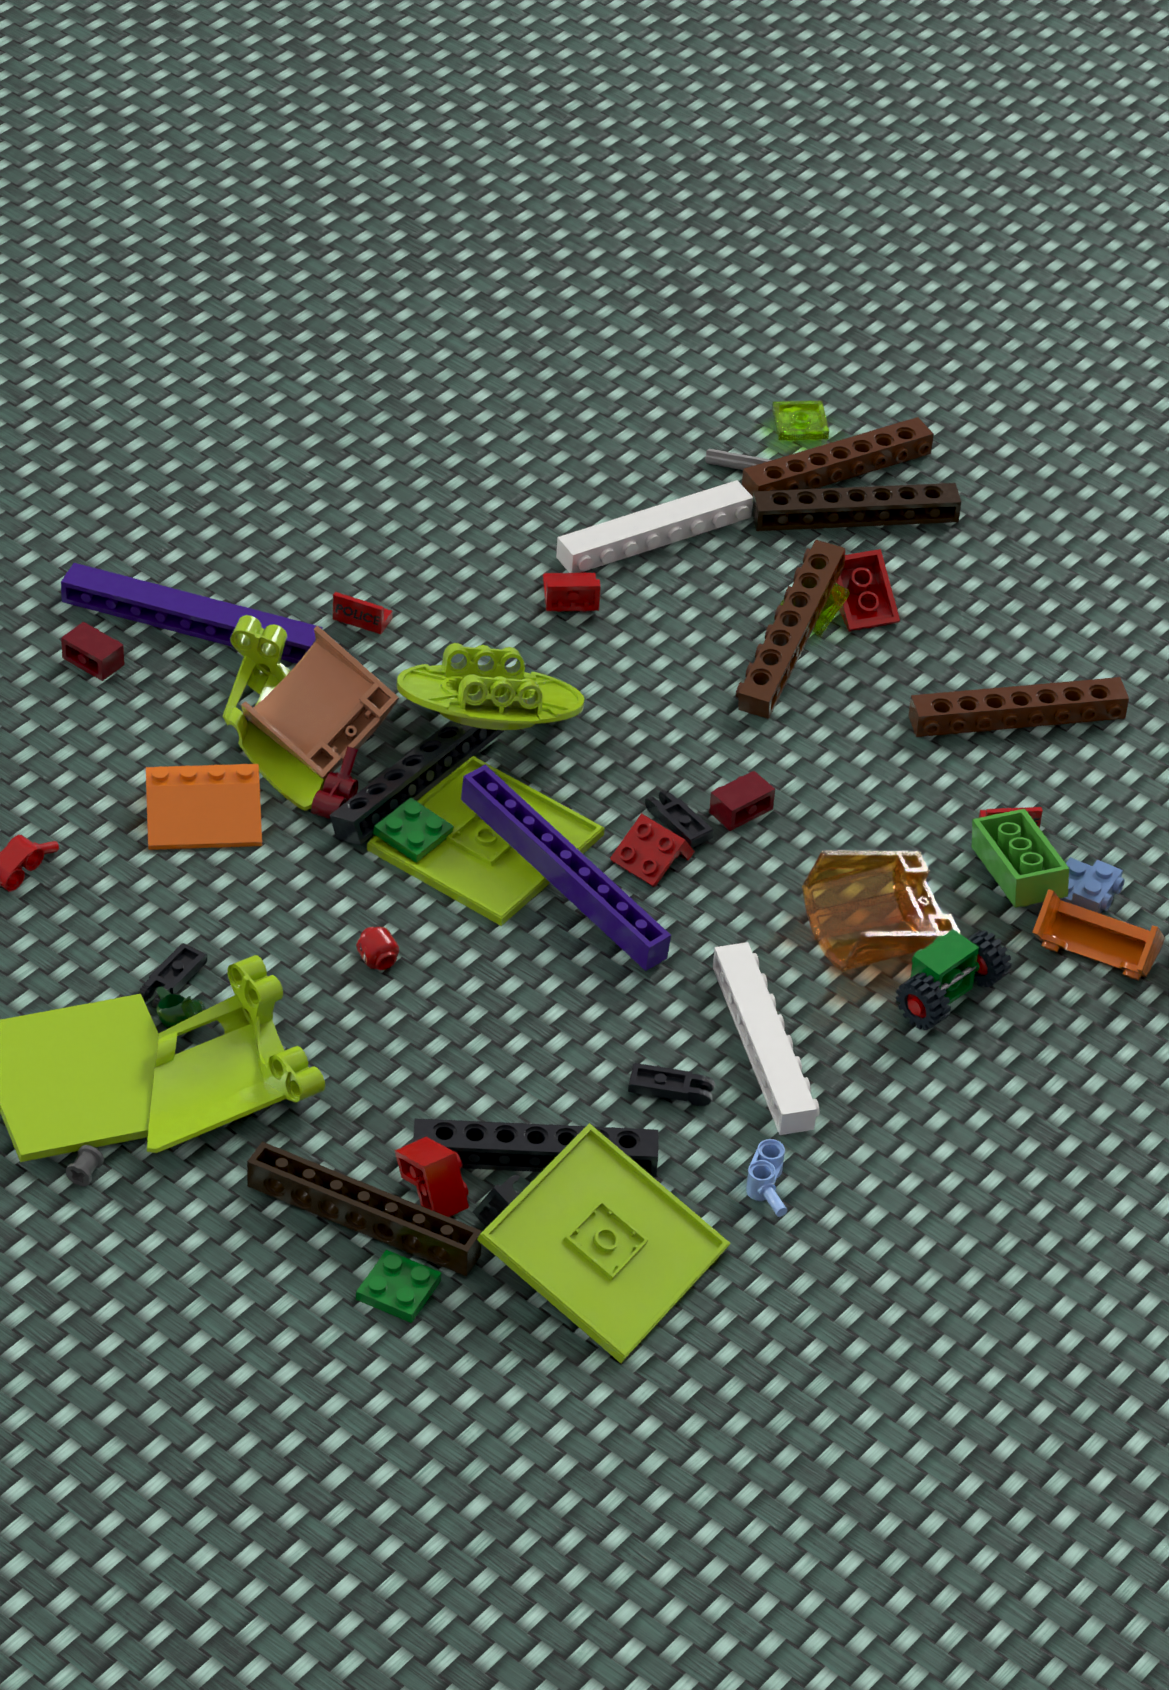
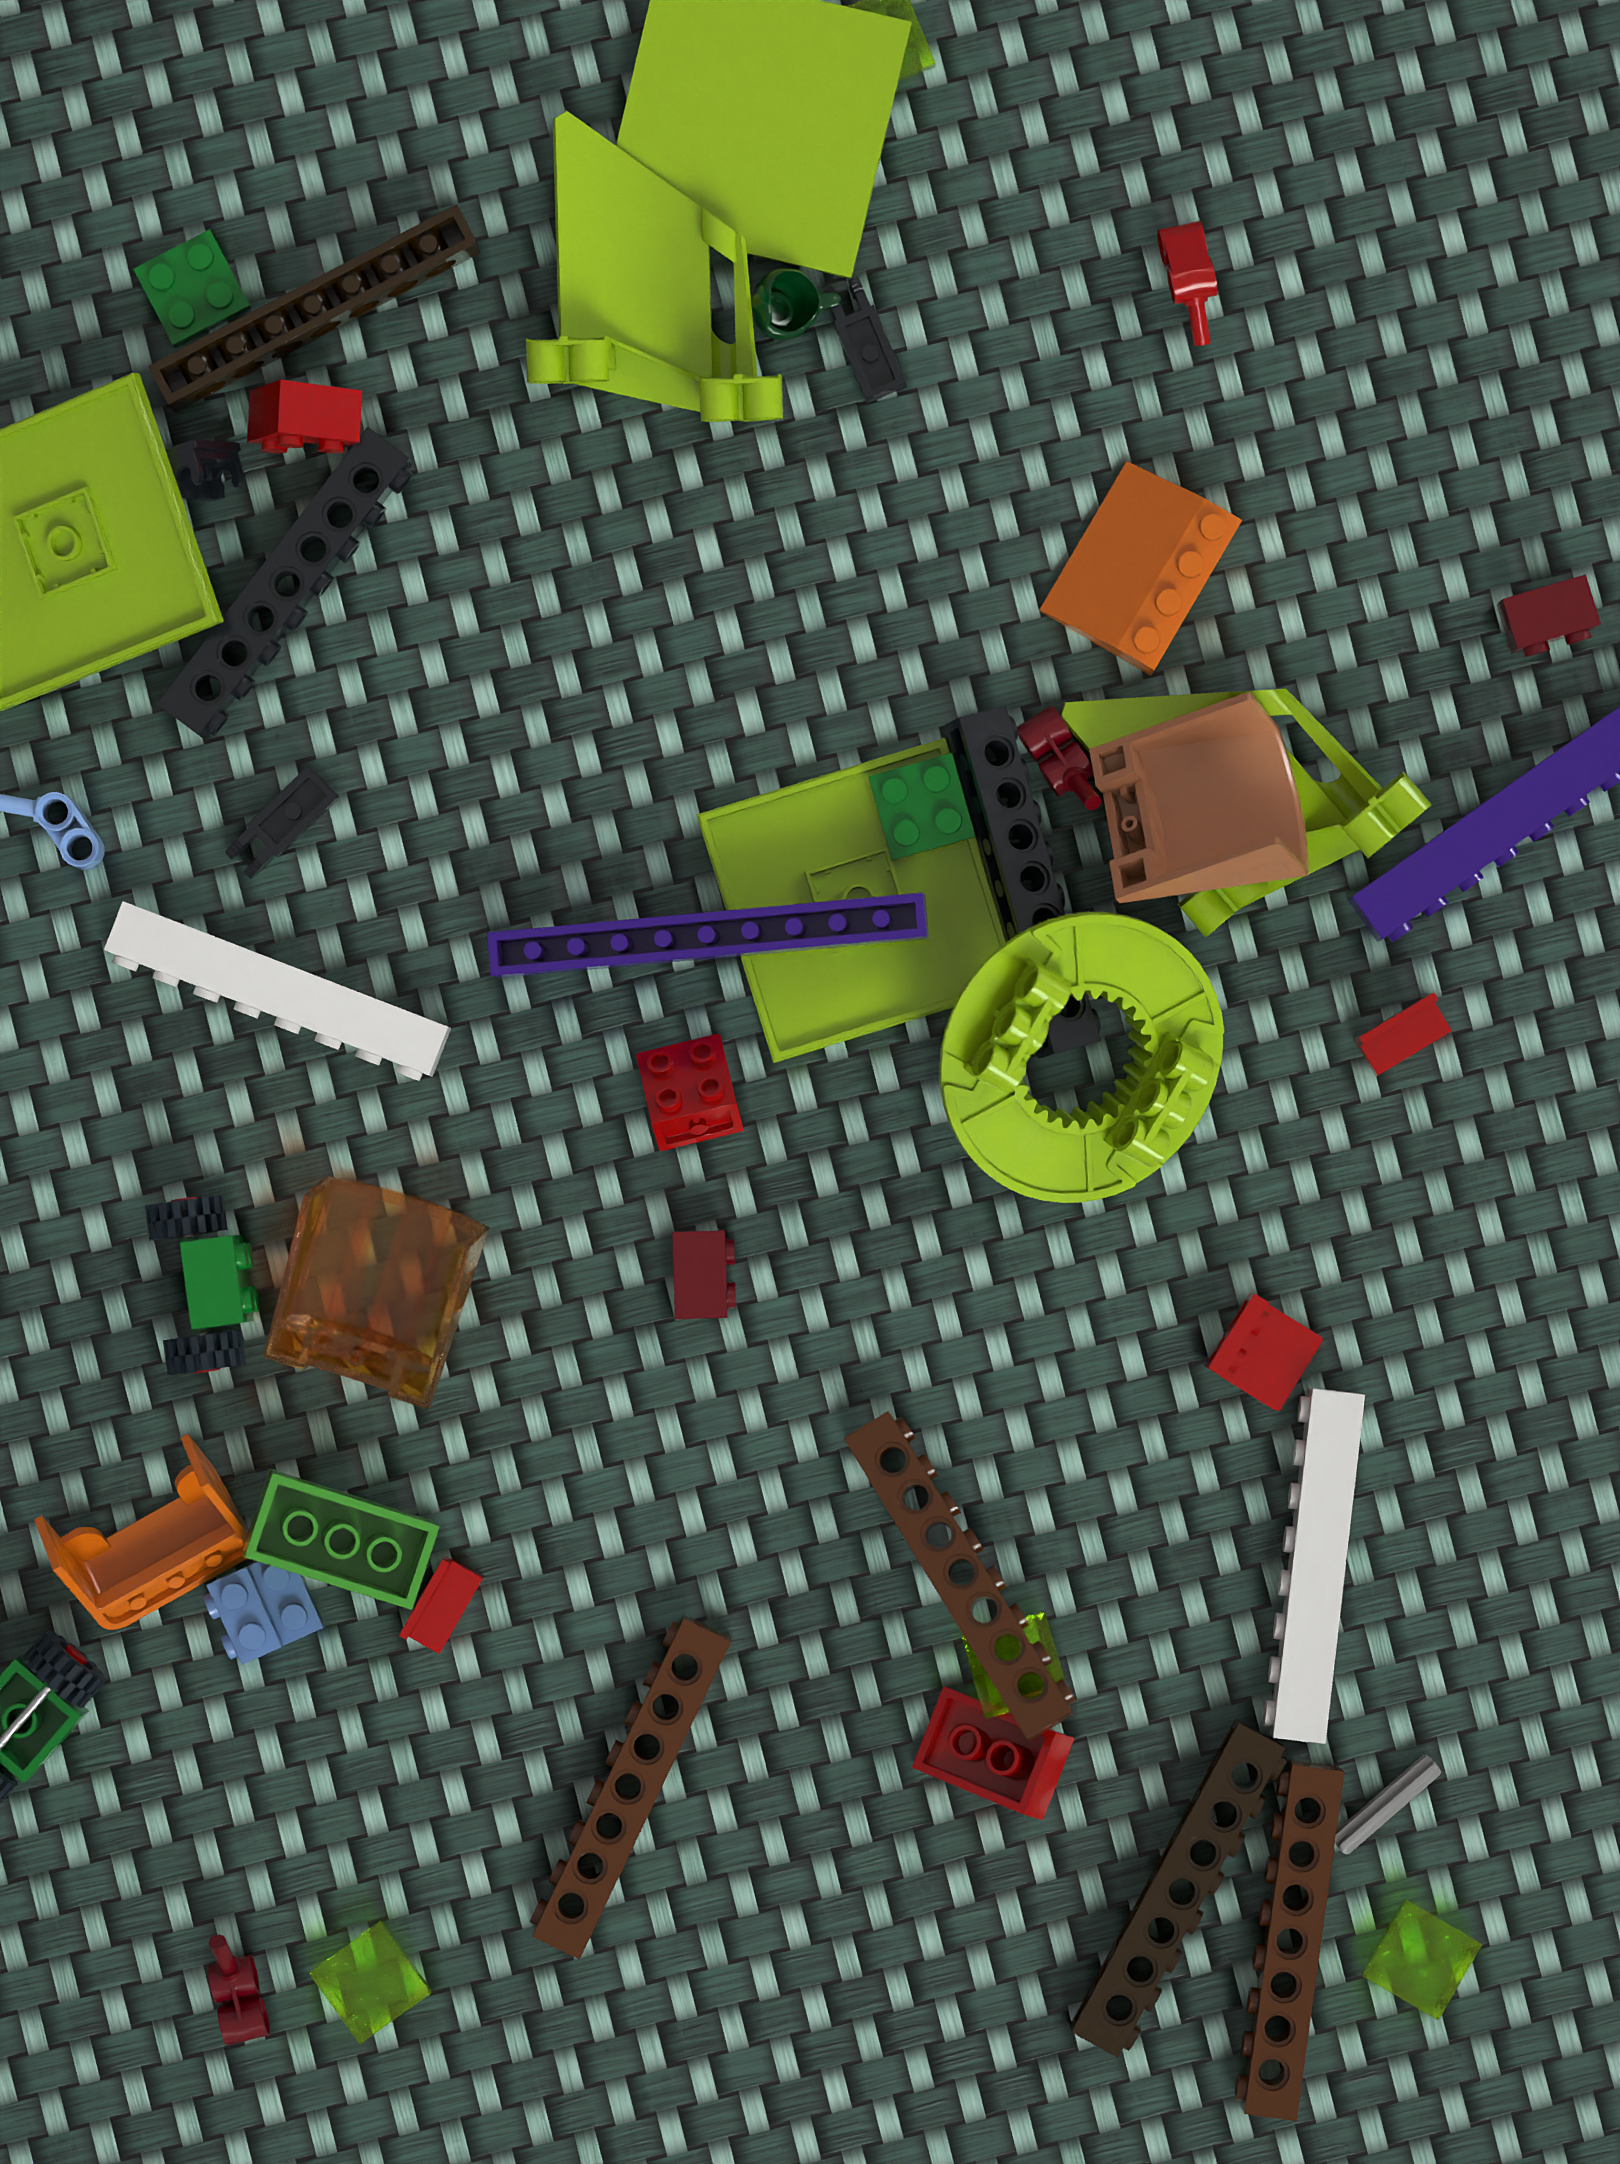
camera: 130 degrees right, 45 degrees up
(84, 1166) = (610, 40): dark grey bush -> none
(377, 948) = (741, 620): red head -> none
(679, 818) = (722, 1171): black hinge -> none

